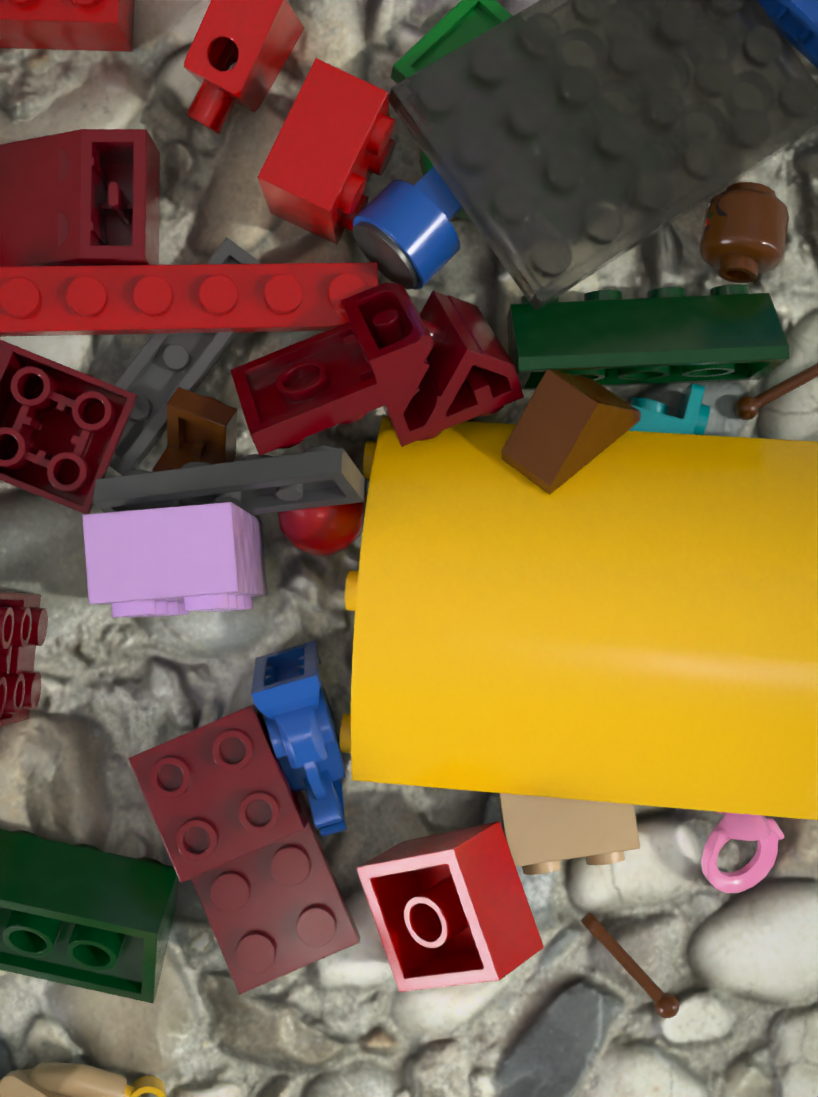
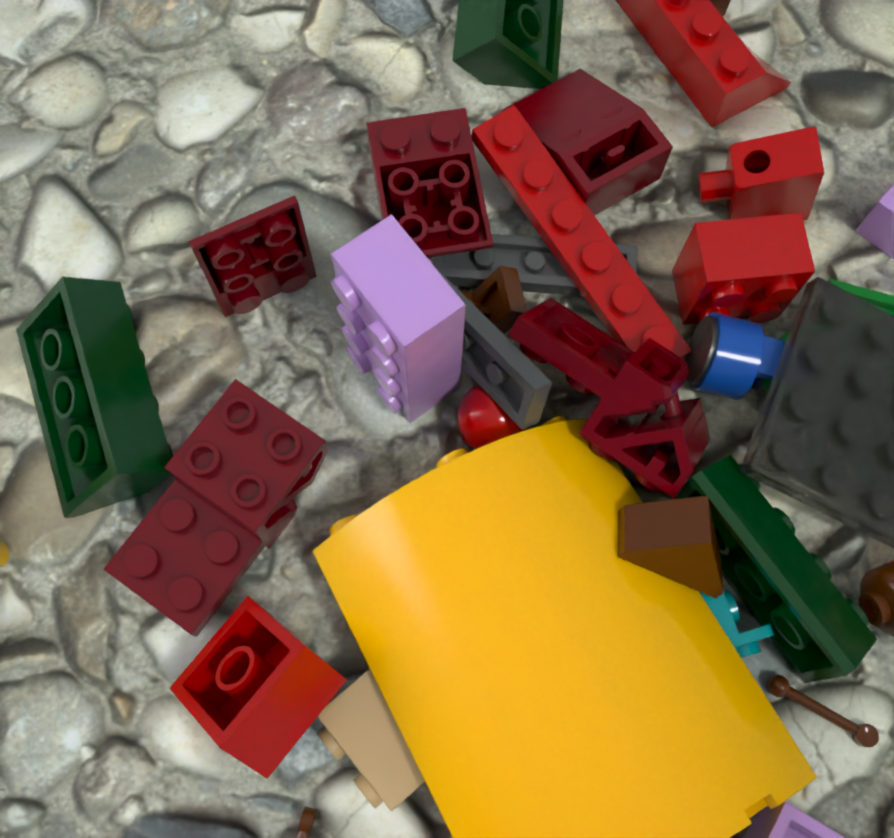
camera: 50 degrees right, 15 degrees down
(303, 729) = (324, 494): blue piece -> none

